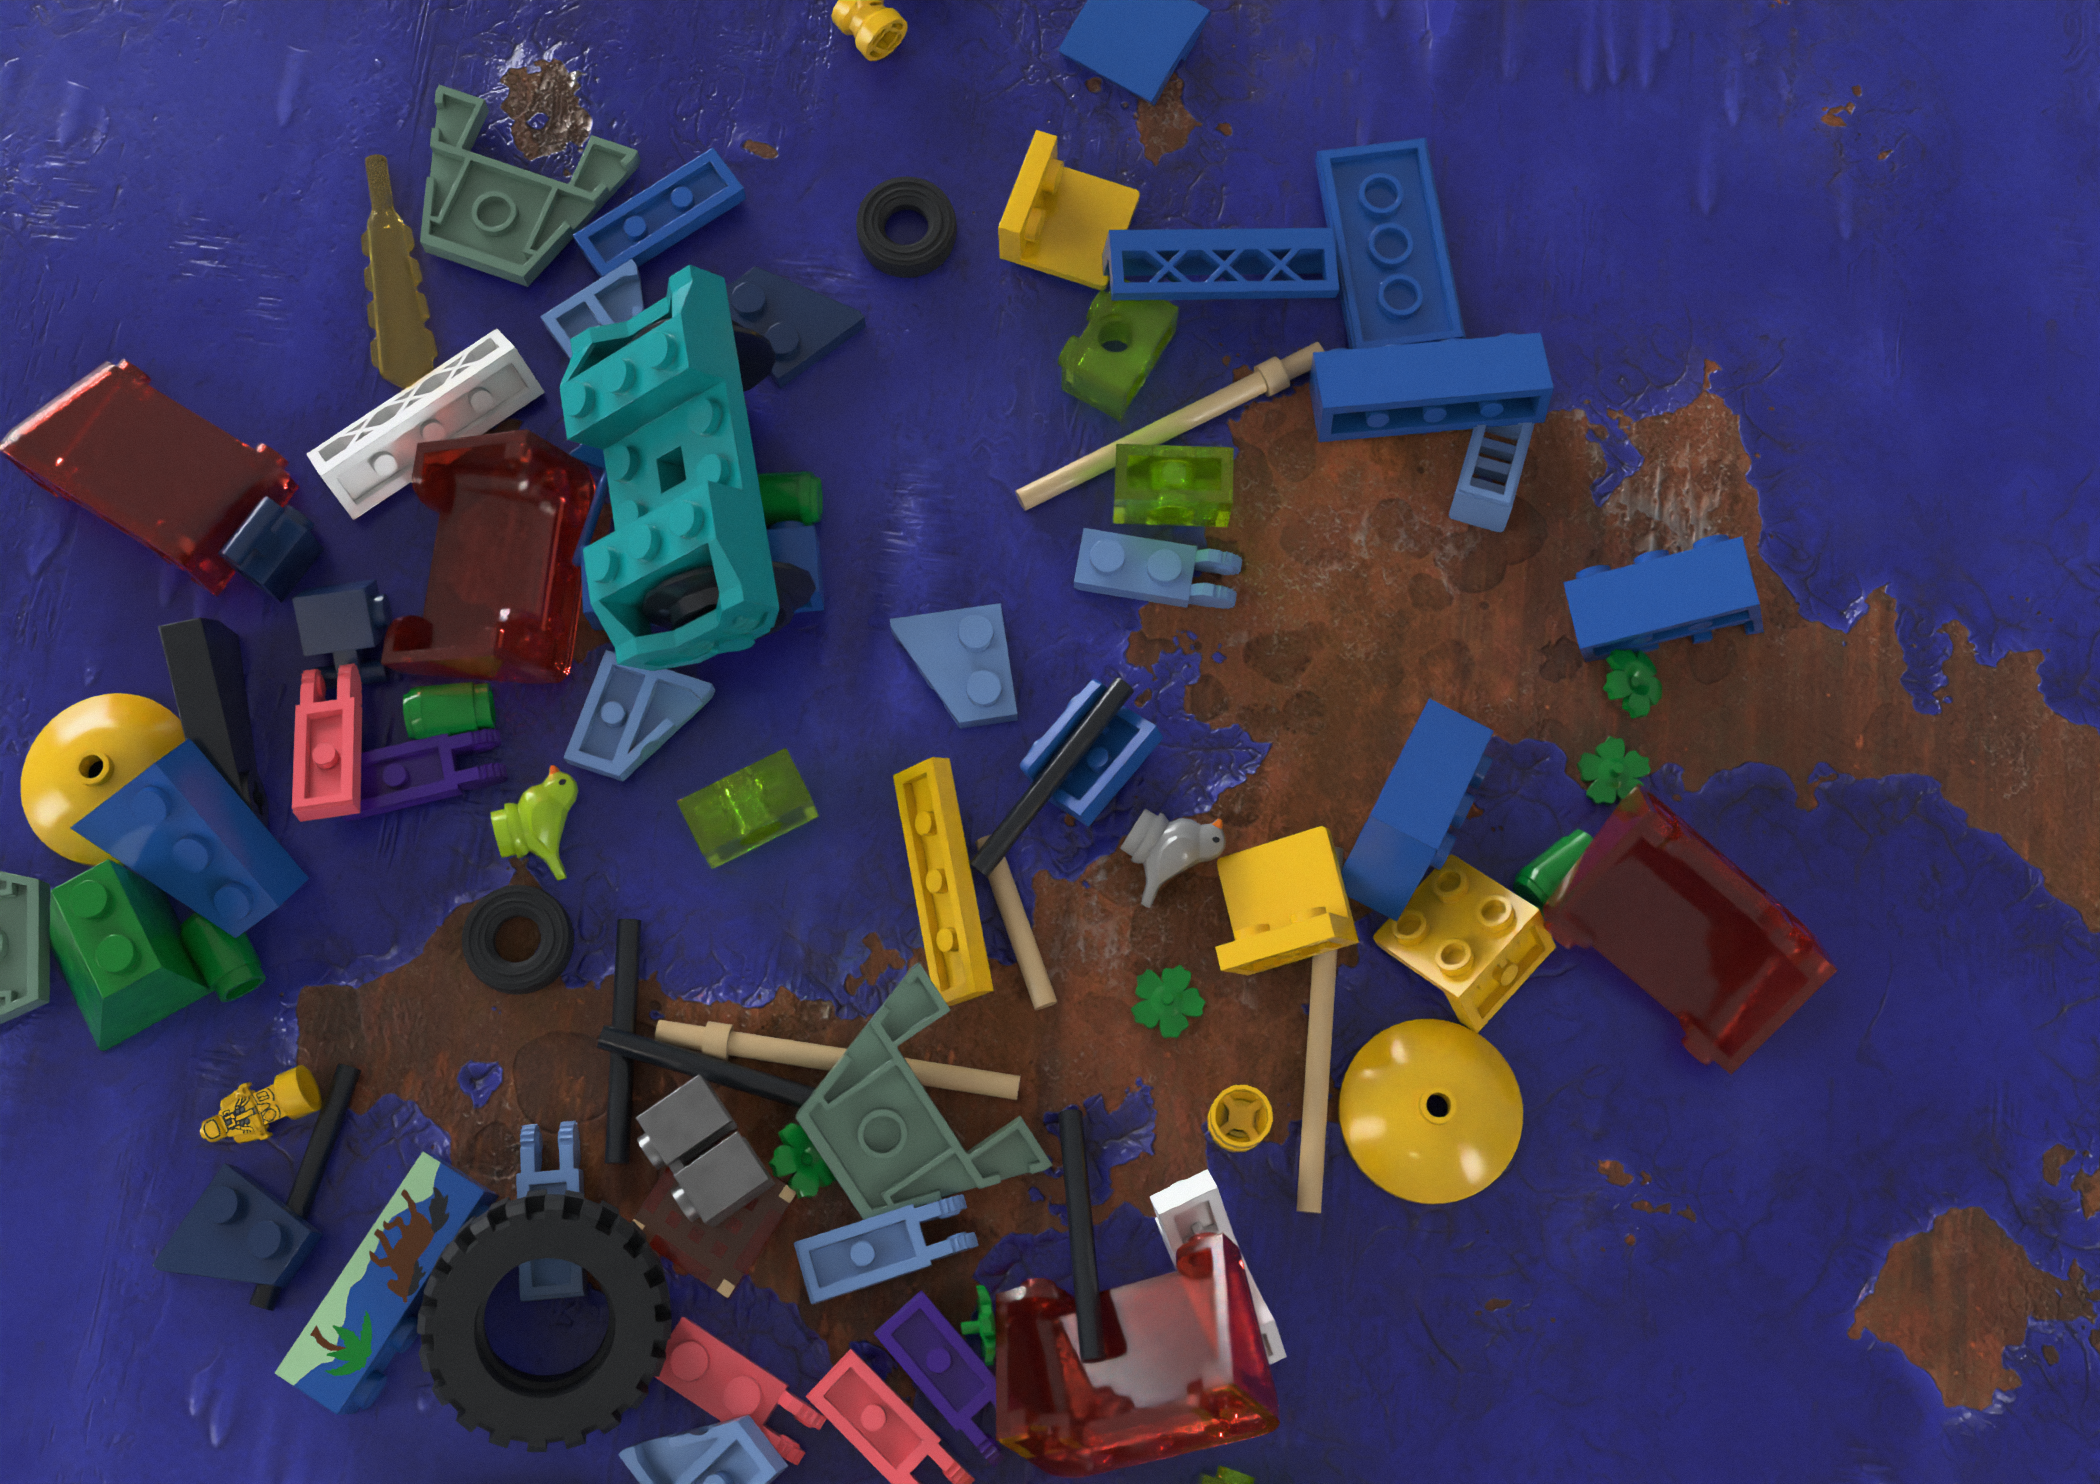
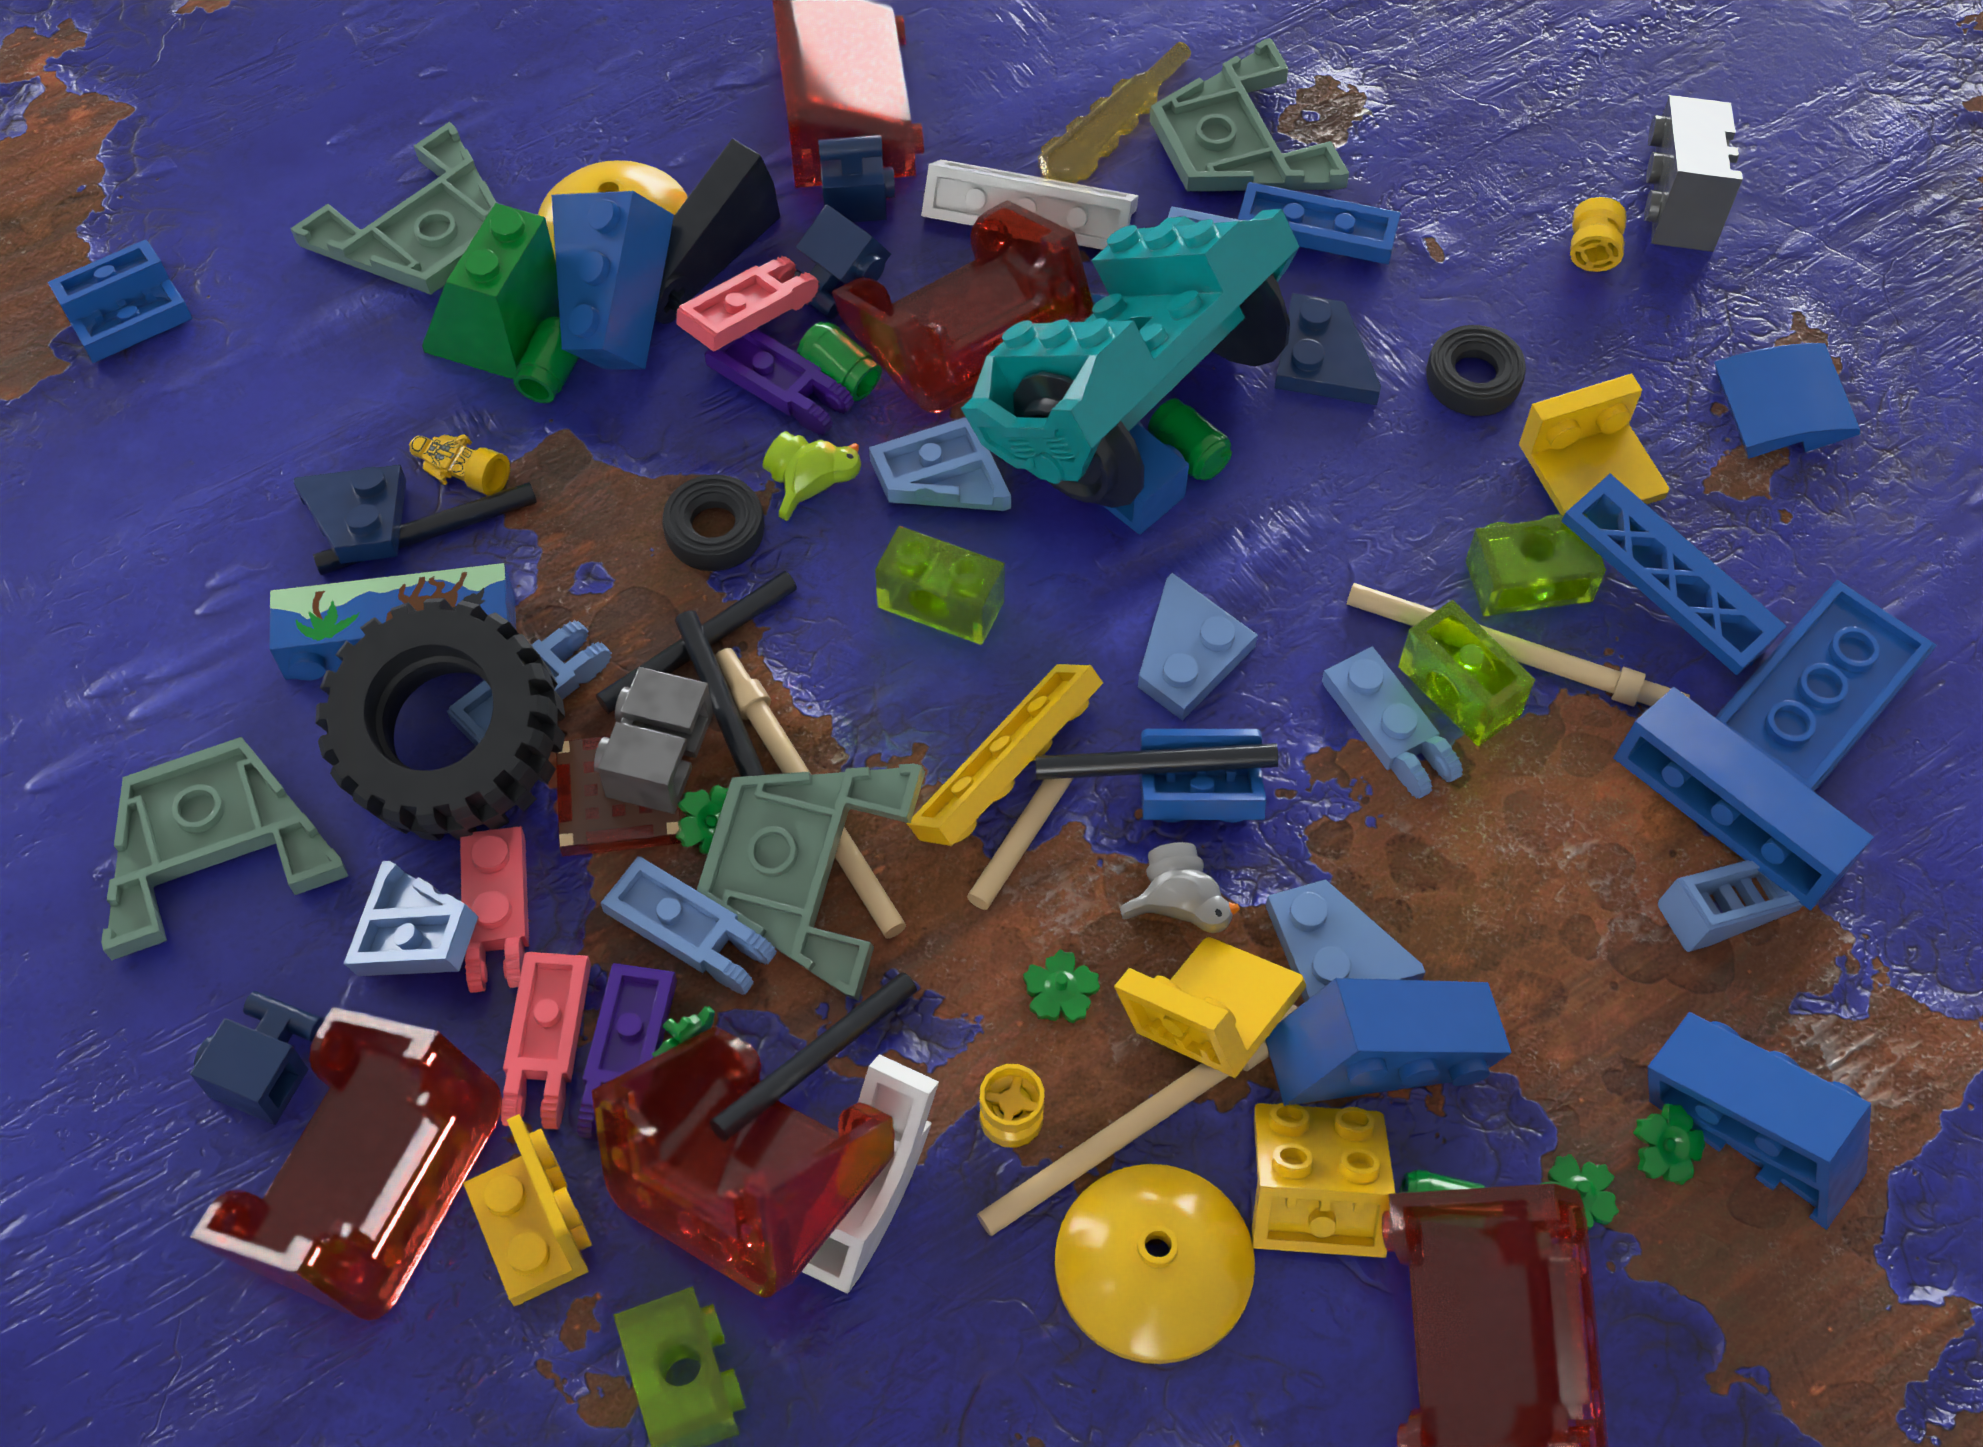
camera: 50 degrees right, 15 degrees down
(1300, 773) = (1334, 939): none -> medium blue wing

